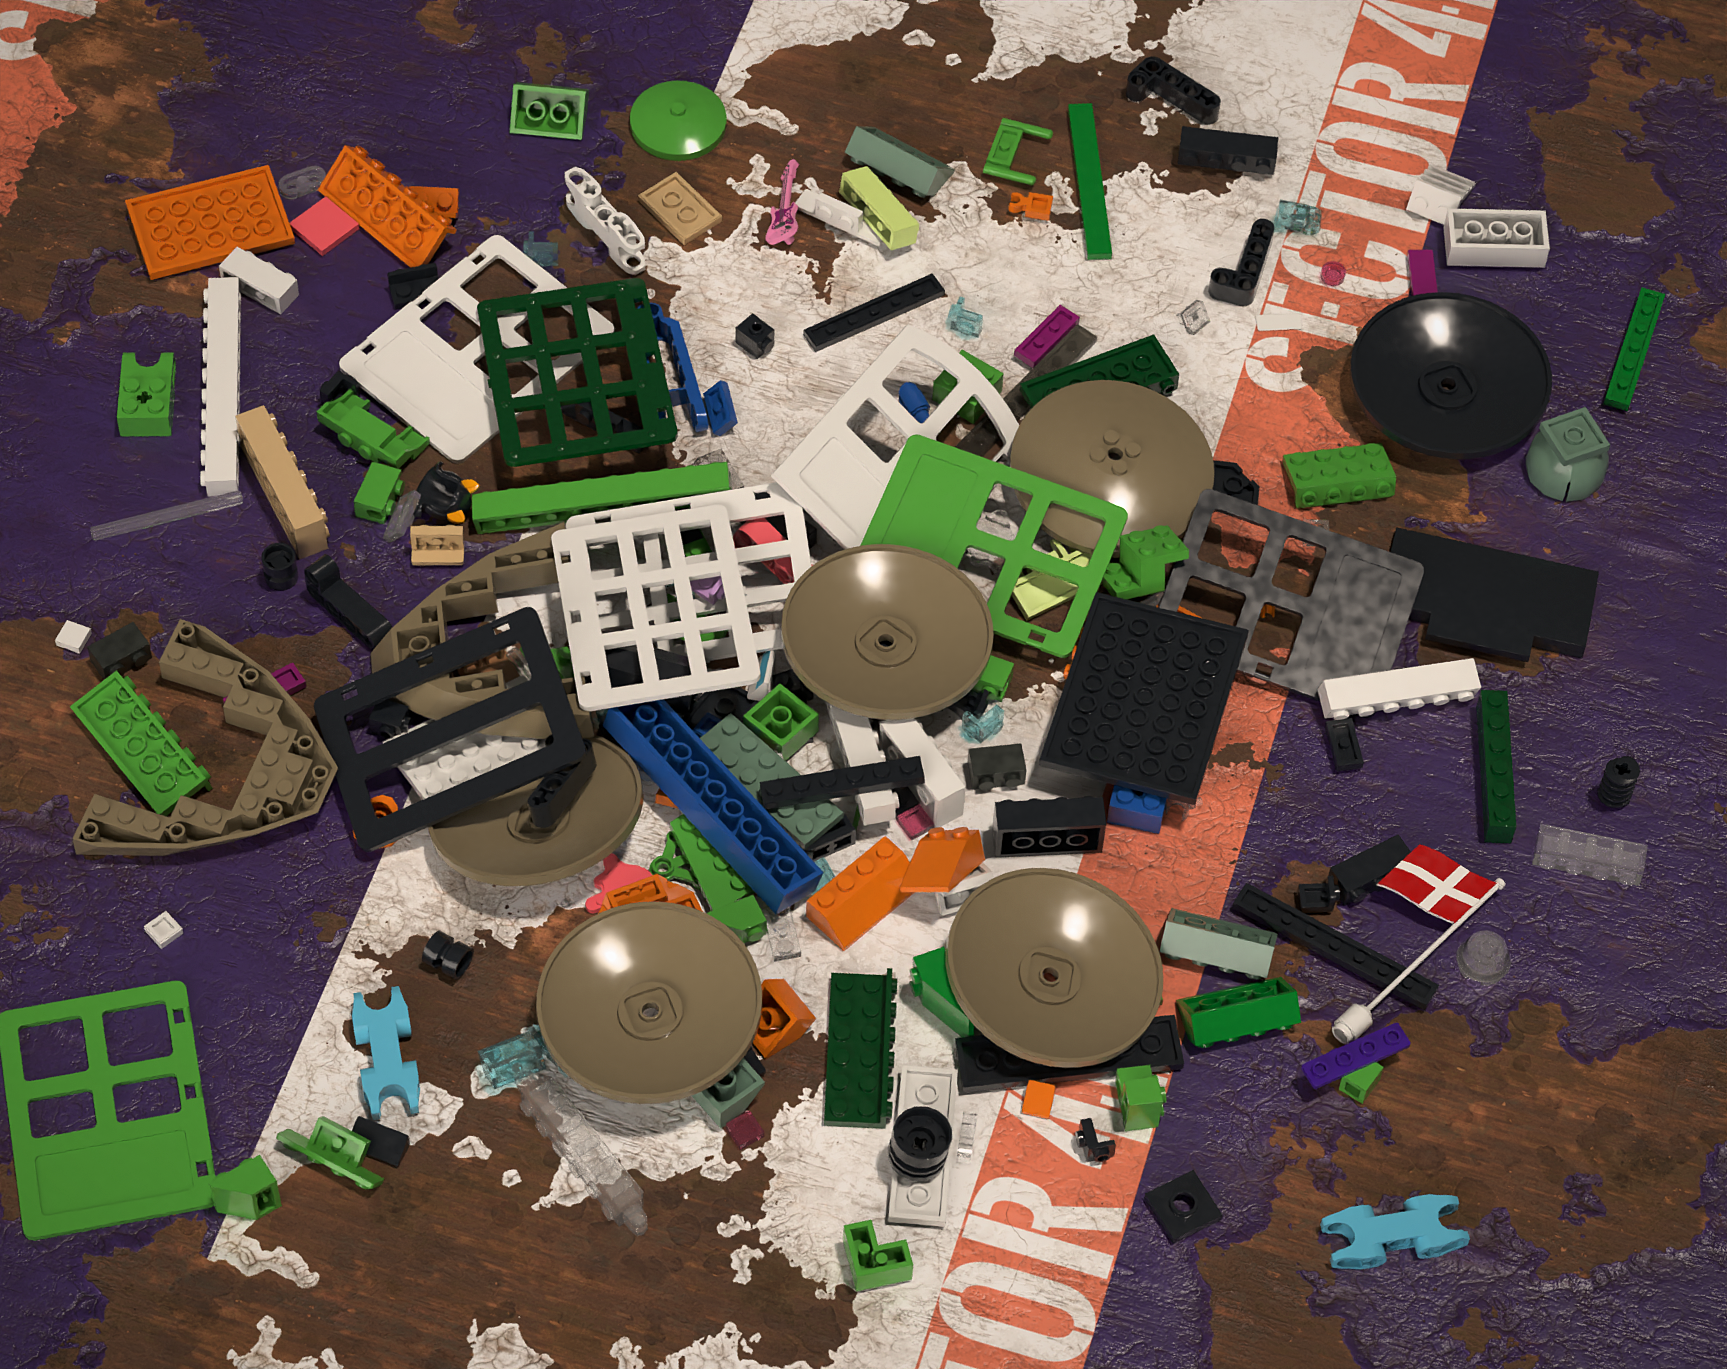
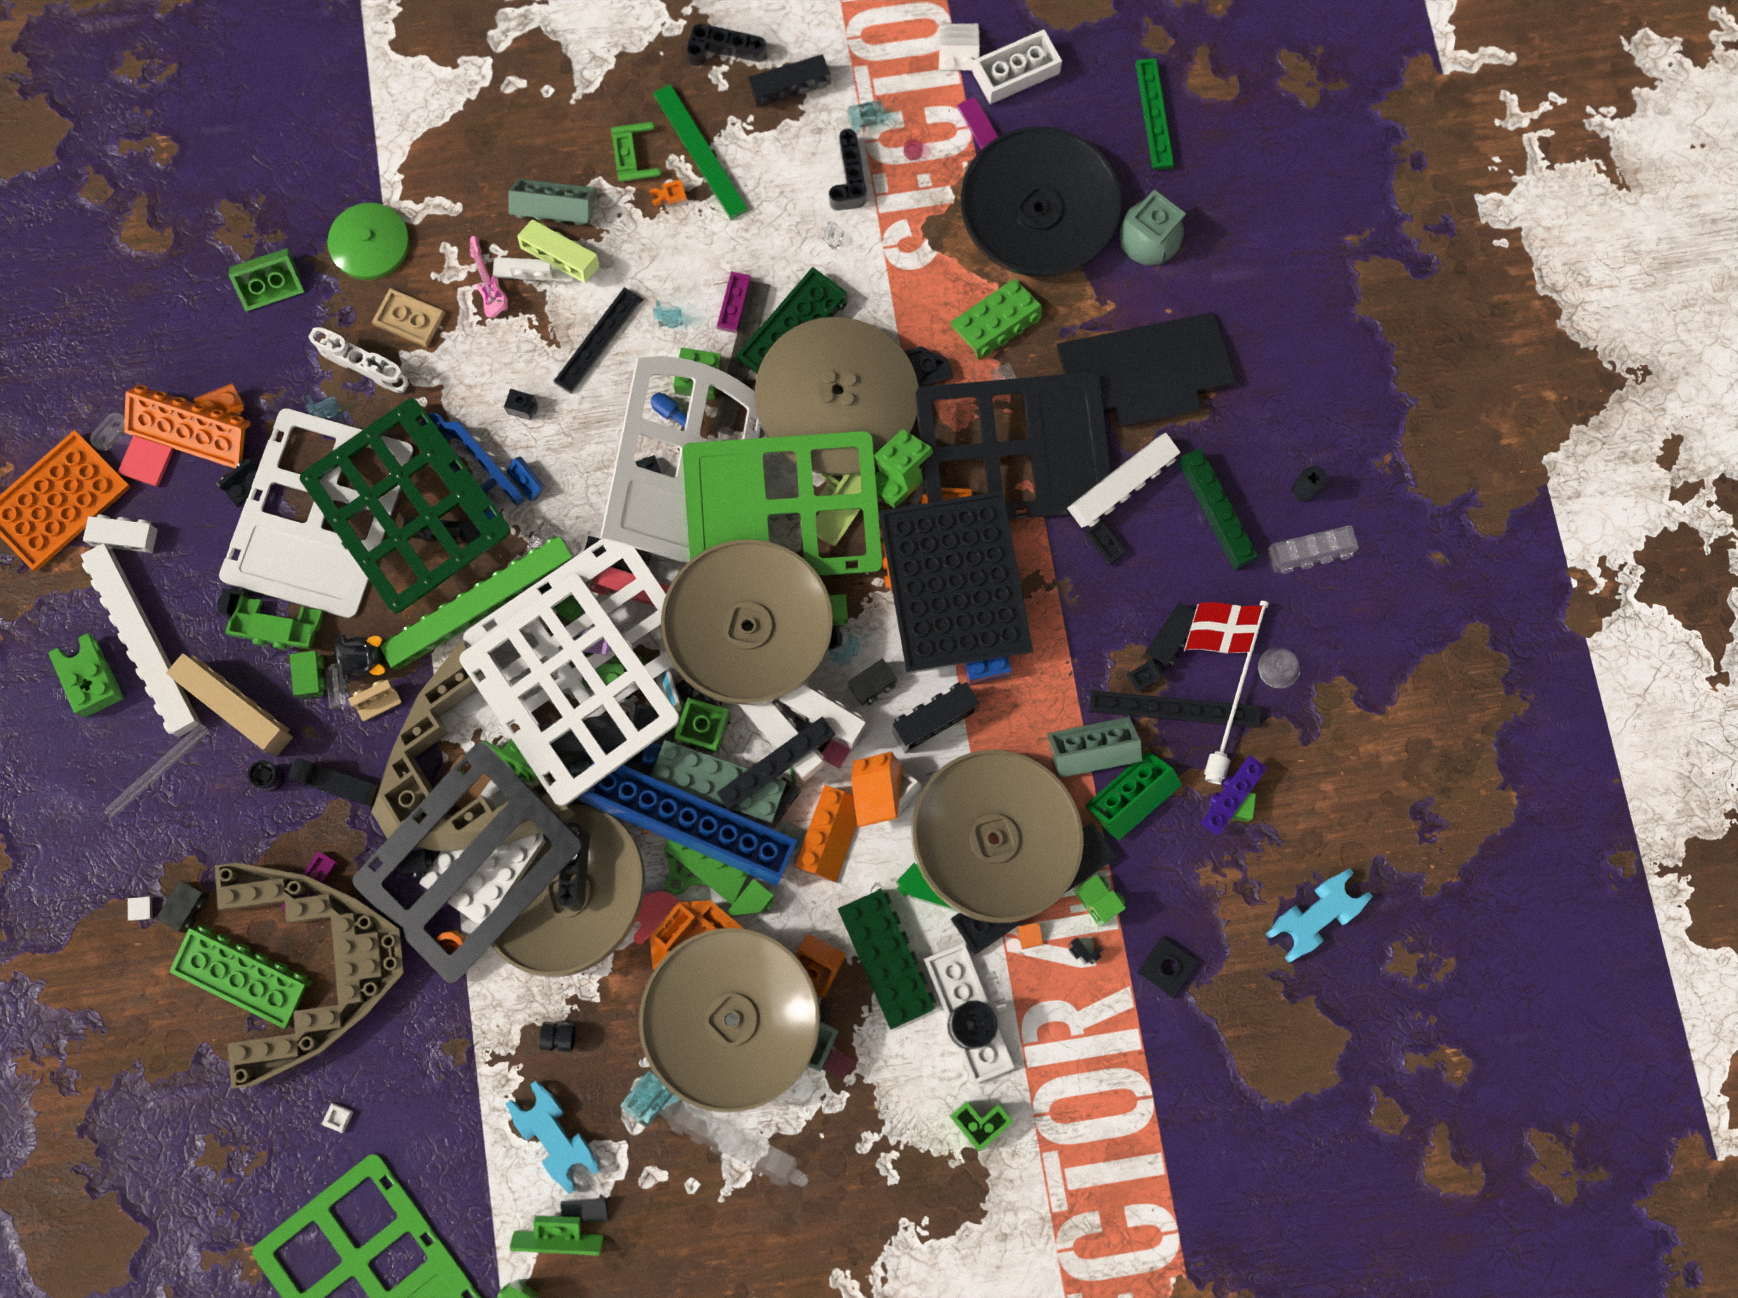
camera: 25 degrees left, 20 degrees up
(1278, 322) = (892, 208): white sticker -> none

